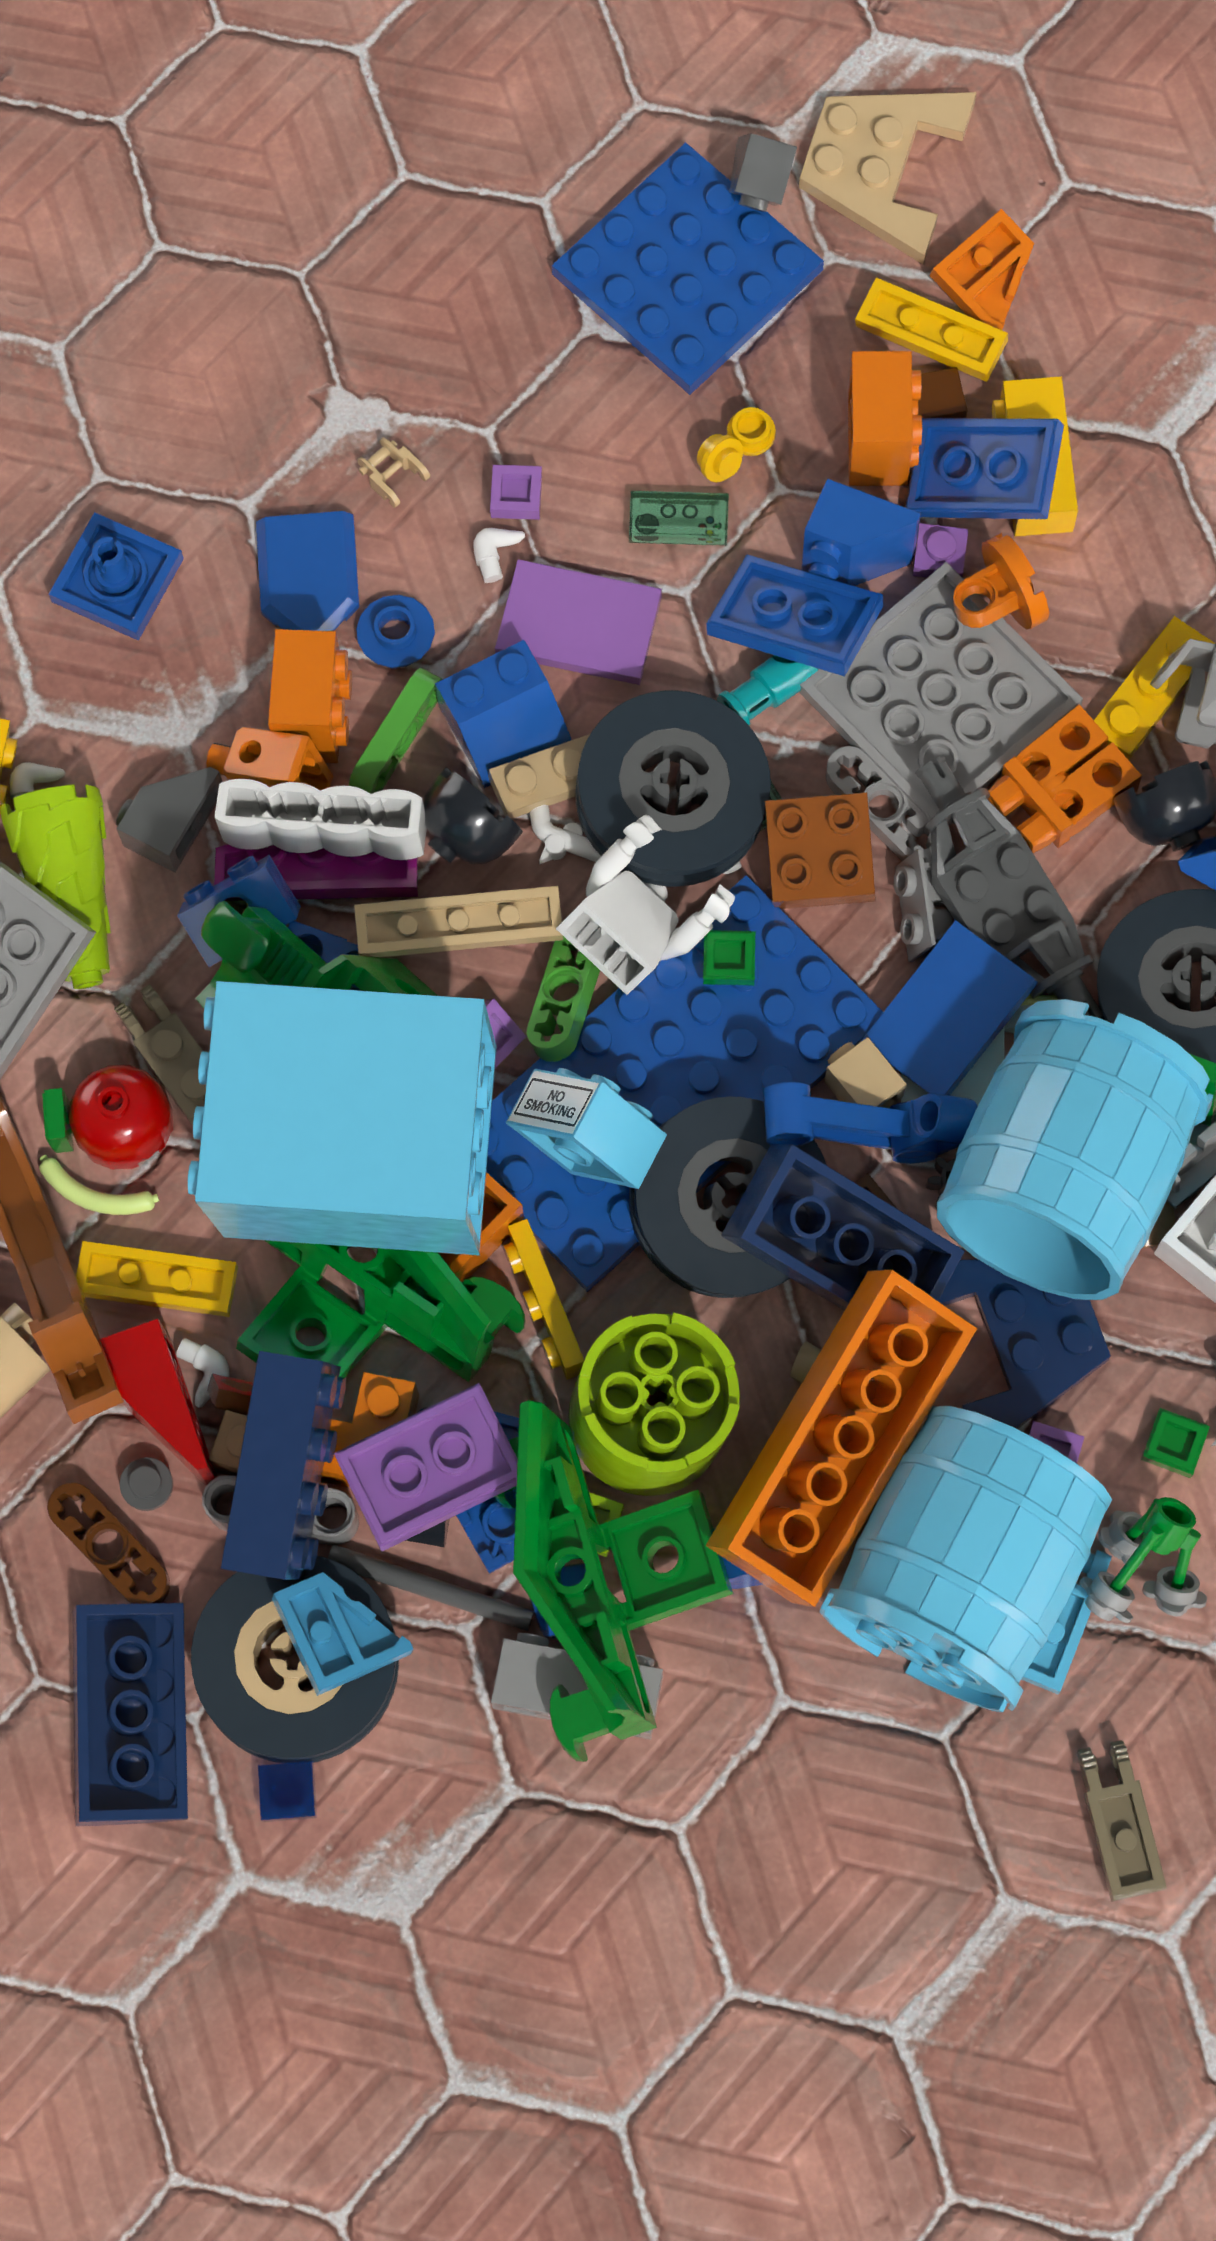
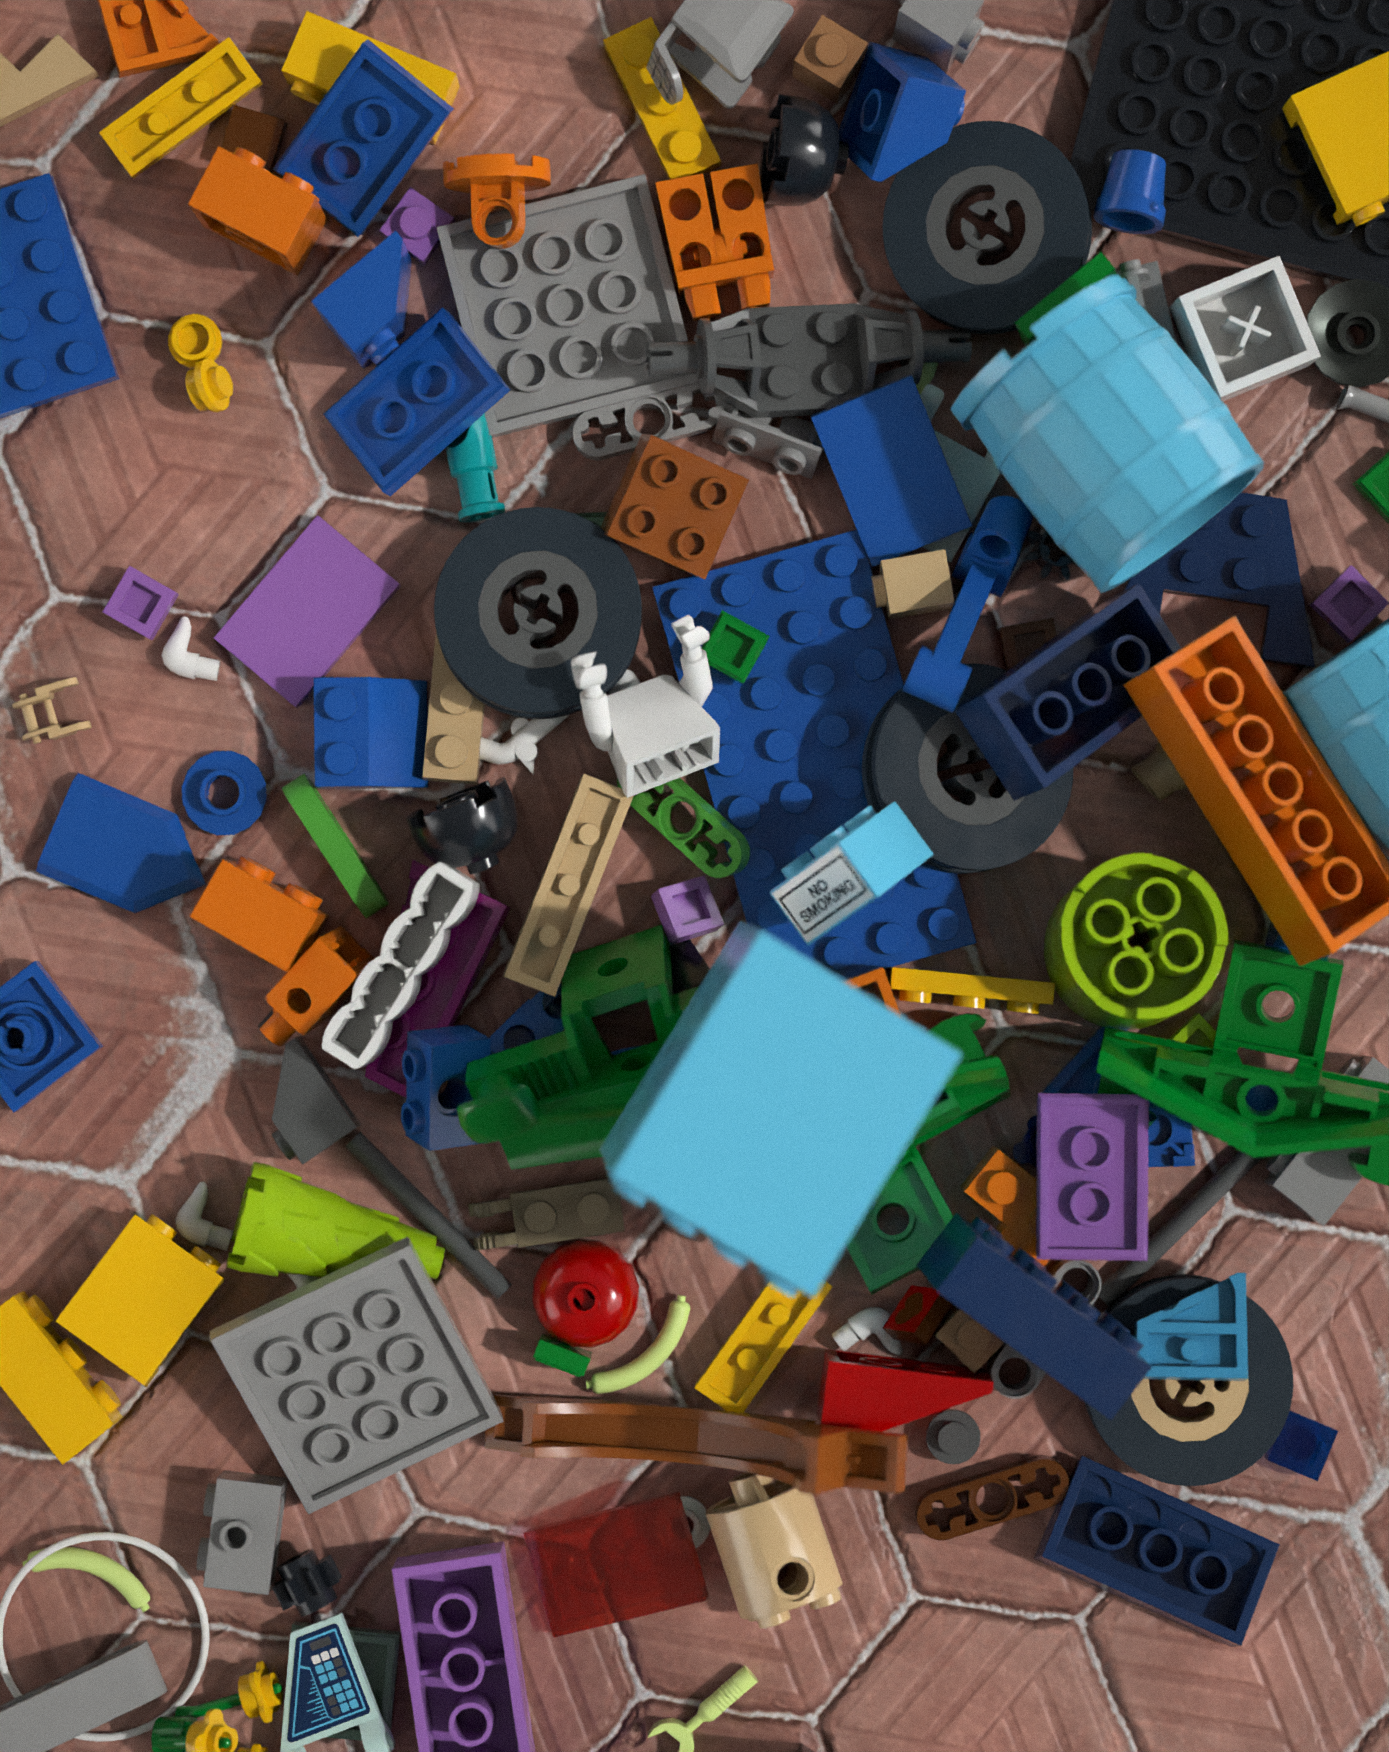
camera: 65 degrees left, 15 degrees up
(124, 960) = (428, 1215): none -> dark grey bar
(678, 518) = (248, 458): clear green tile -> none

